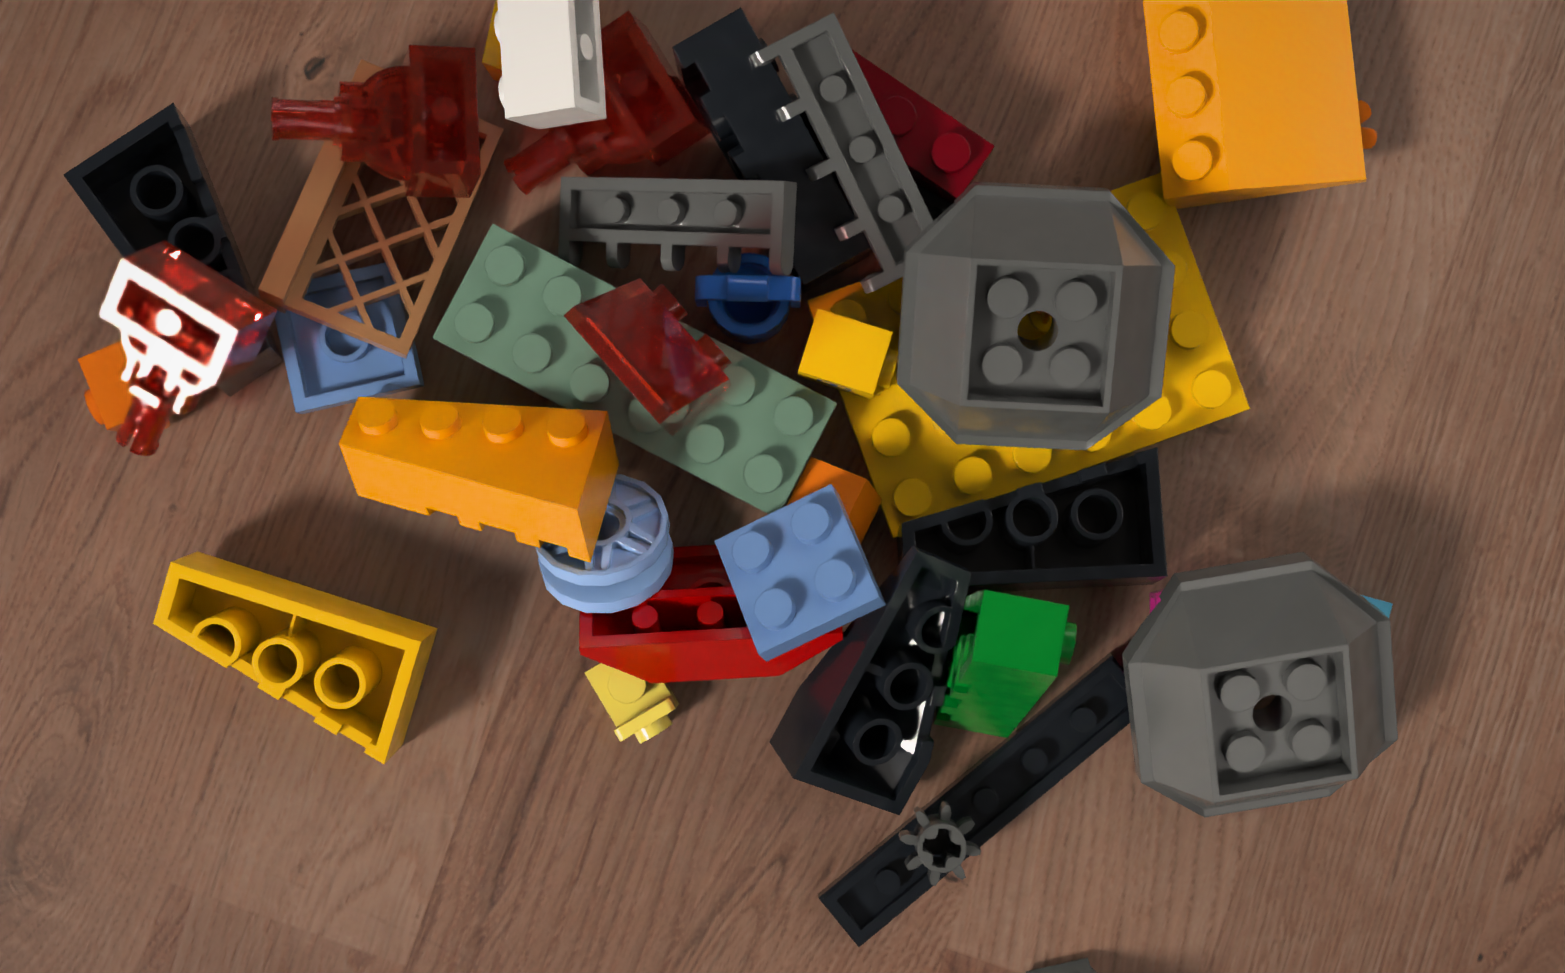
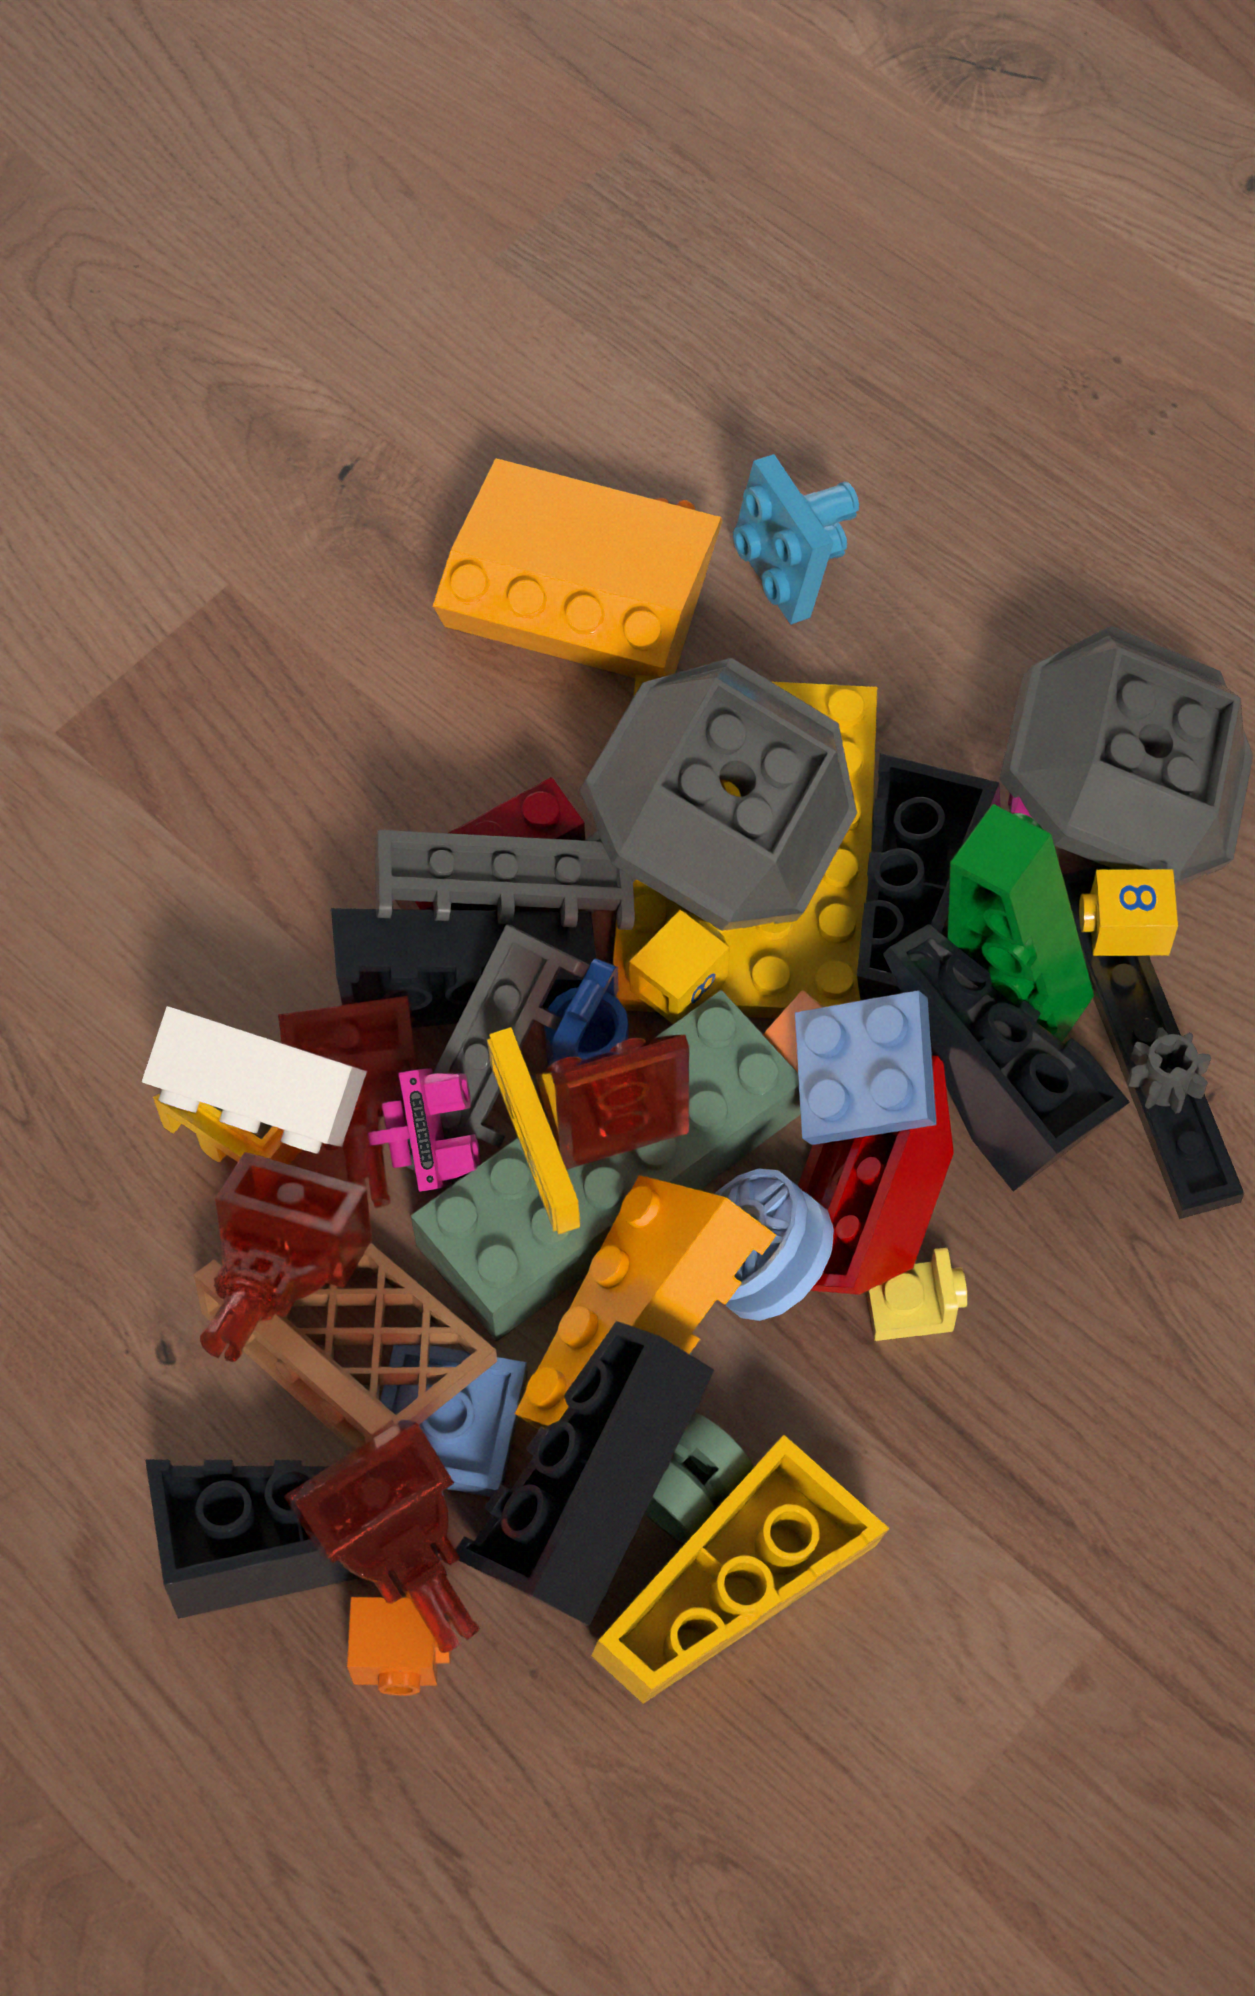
camera: 70 degrees left, 25 degrees down
(302, 493) = (591, 1474): none -> black wedge
(351, 566) = (681, 1500): none -> sand green wheel
(575, 192) = (434, 1157): none -> dark pink hips
(633, 262) = (533, 1131): none -> yellow tile
(1091, 747) = (1130, 912): none -> yellow brick
(1378, 258) = (791, 535): none -> dark azure plate

